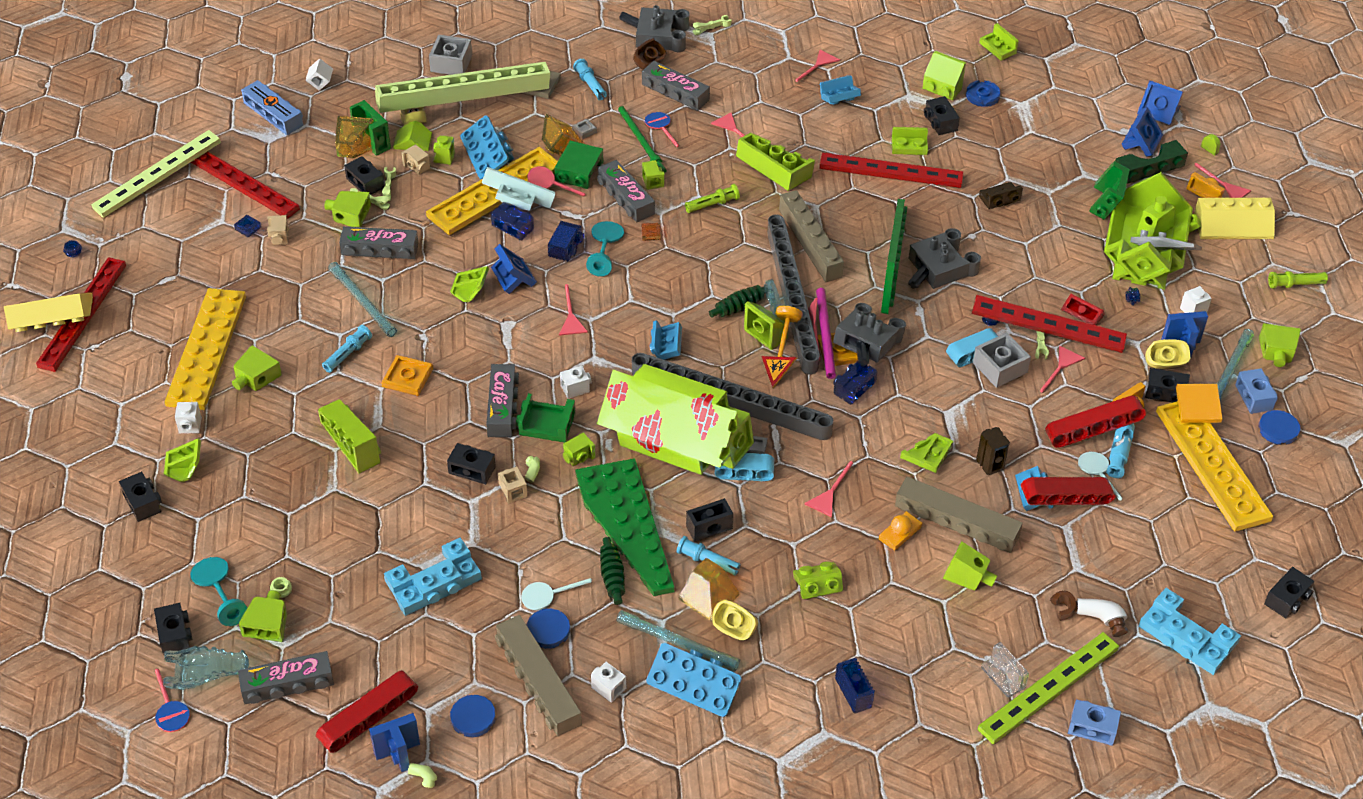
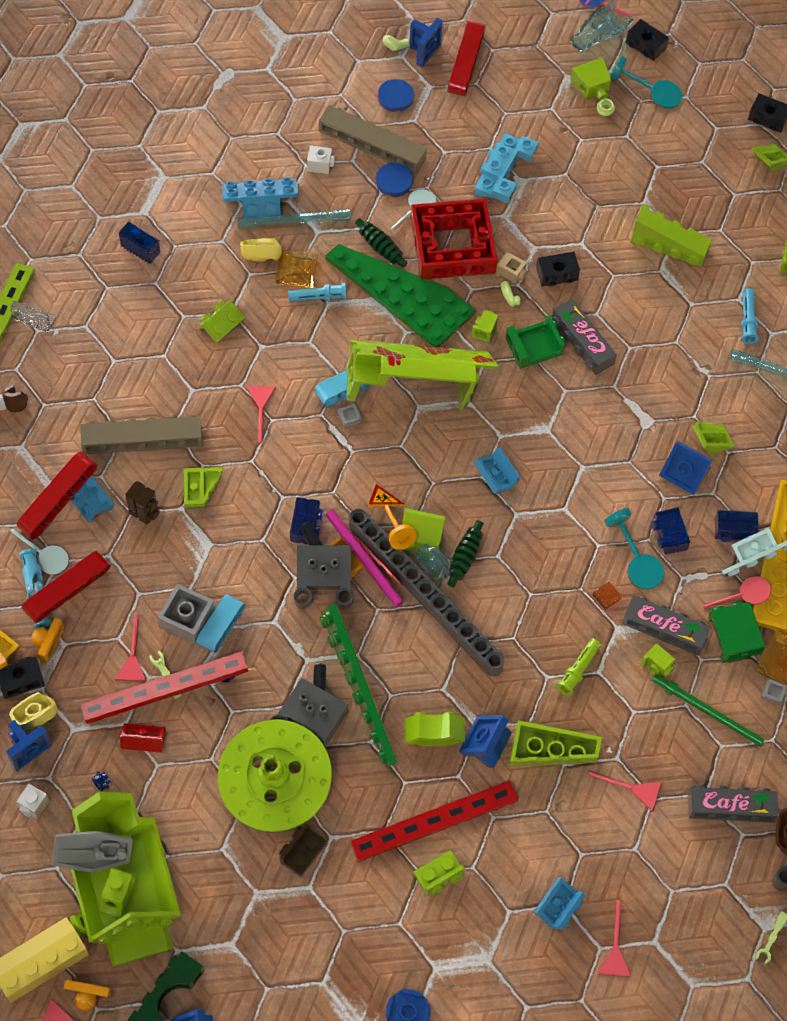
camera: 145 degrees right, 15 degrees up
(285, 677) = (539, 49): dark grey brick -> none
(407, 375) = (681, 324): light orange tile -> none
(535, 497) = (453, 215): none -> red brick
(572, 324) = (593, 451): coral piece -> none
(575, 382) = (539, 386): white brick -> none
(659, 121) = (713, 750): blue piece -> none
(709, 520) = (335, 315): black brick -> none
(758, 404) = (393, 452): dark grey beam -> none
(811, 236) = (453, 669): dark tan brick -> none
(820, 185) = (486, 739): none -> blue bracket
(853, 209) = (434, 729): none -> lime brick
(900, 530) = (182, 399): light orange tile -> none
(941, 115) = (434, 945): black brick -> none
(944, 75) = (459, 993): slope -> none
(969, 568) = (105, 383): lime torso -> none
(996, 231) = (280, 746): none -> lime piece
(1113, 186) = (181, 906): green panel -> none

